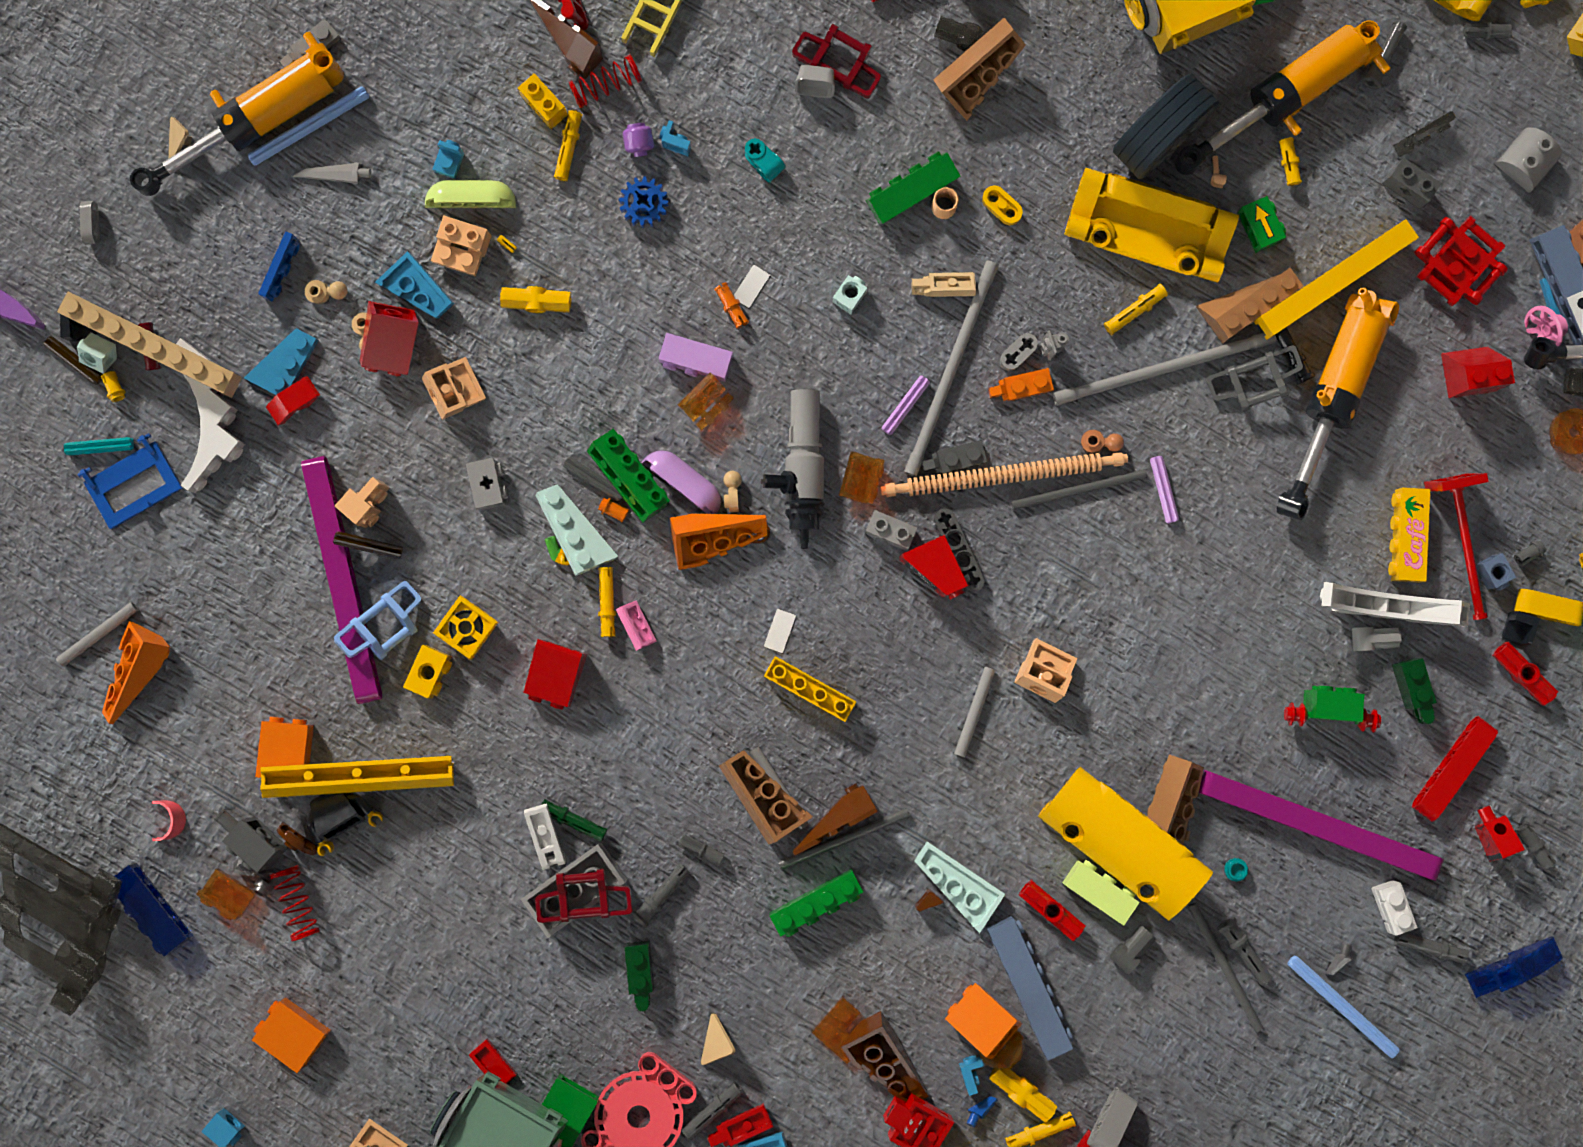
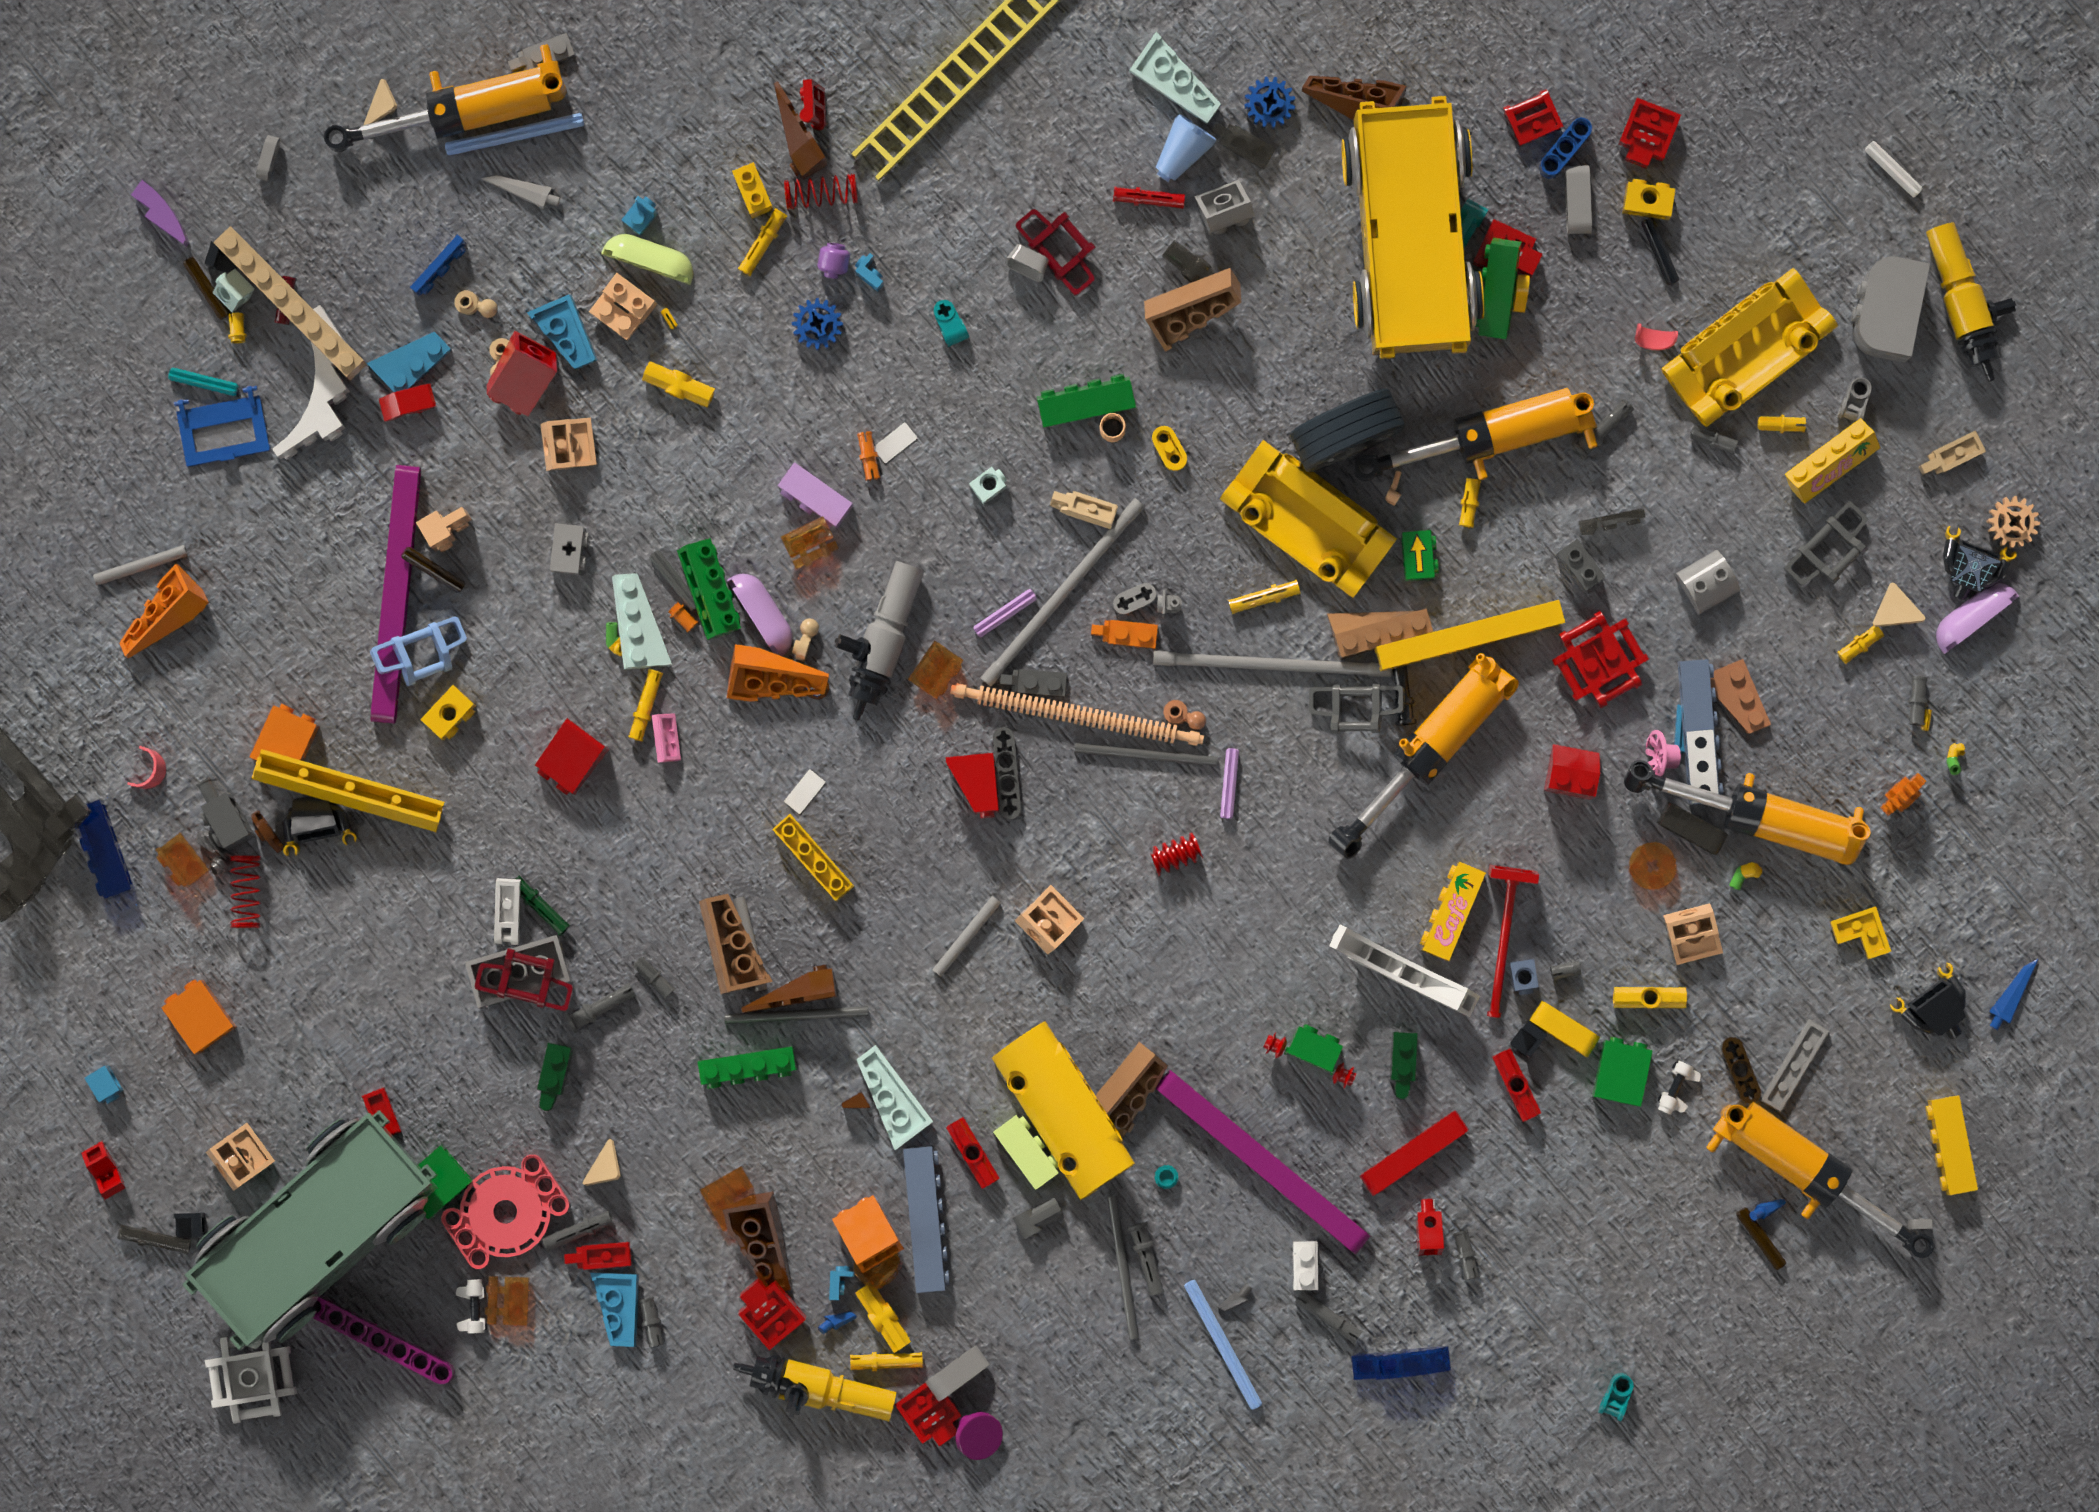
camera: 25 degrees right, 0 degrees up
(467, 628) = (501, 682): yellow piece -> none
(891, 530) = (946, 730): light grey brick -> none
(1140, 569) = (1175, 854): none -> red piece
(1369, 639) = (1377, 999): light grey piece -> none

